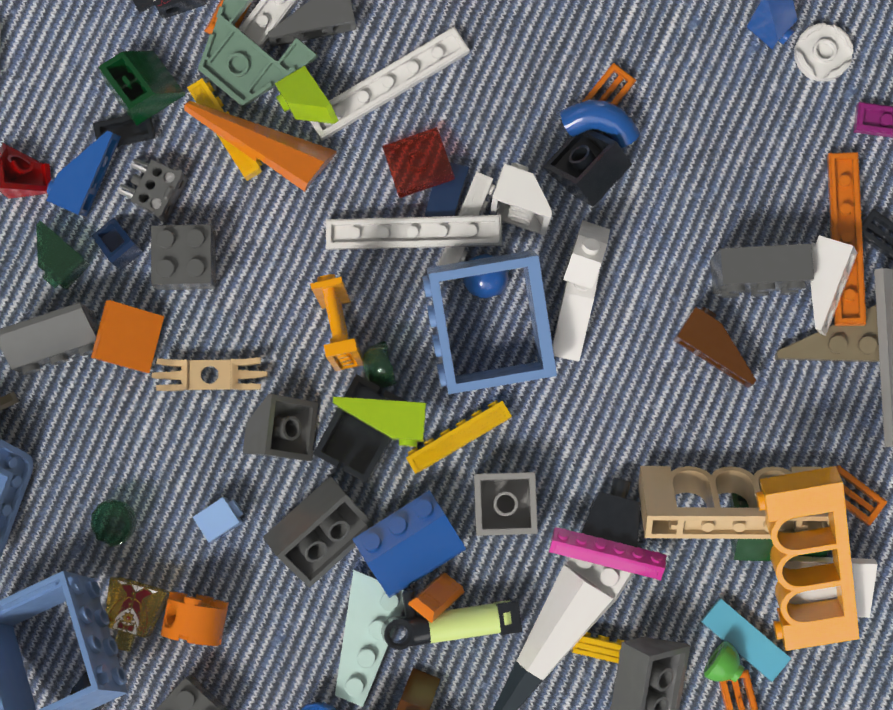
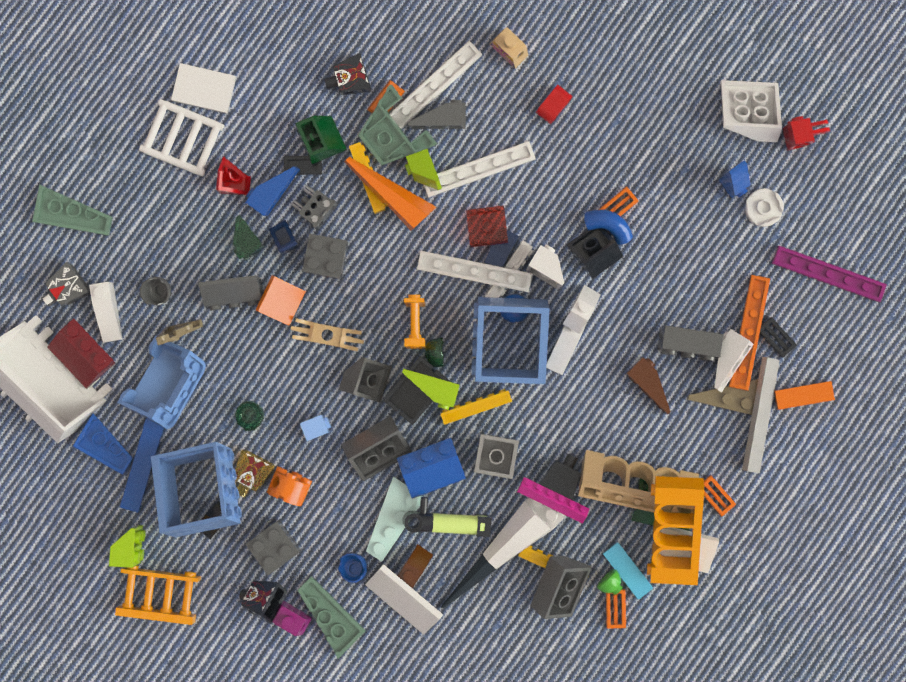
camera: 10 degrees right, 5 degrees up
(437, 597) = (441, 504): orange tile -> none

